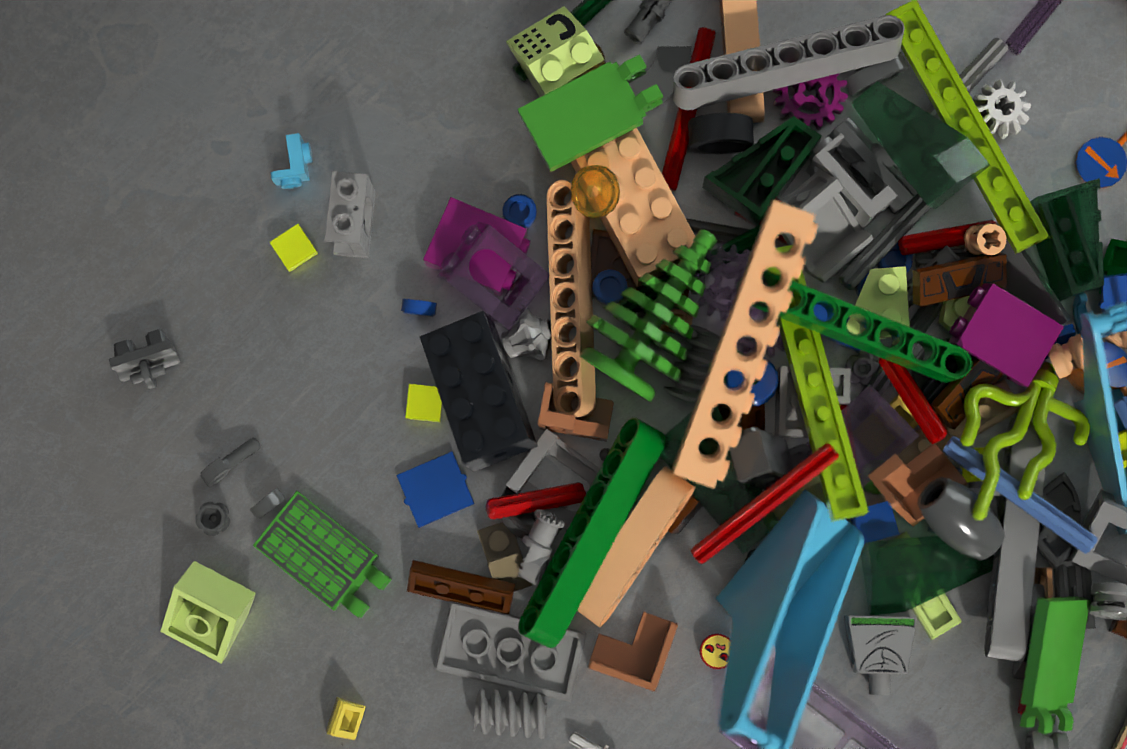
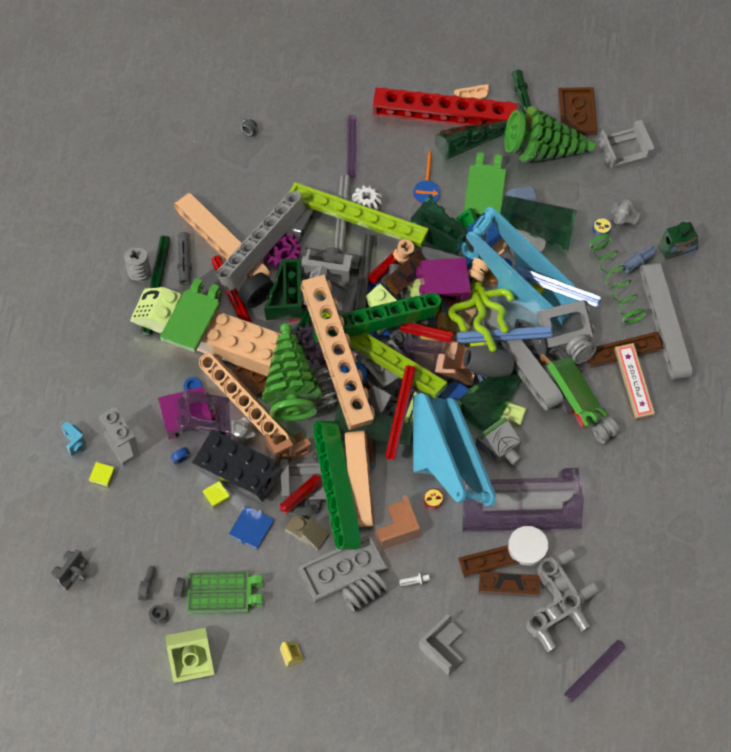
camera: 40 degrees left, 20 degrees down
(460, 587) = (296, 556): reddish brown tile -> none
(539, 541) = (316, 505): light grey connector -> none
(607, 188) = (228, 342): clear yellow piece -> none
(608, 286) = (257, 385): blue tile -> none
(924, 148) = (347, 234): clear green wedge -> none

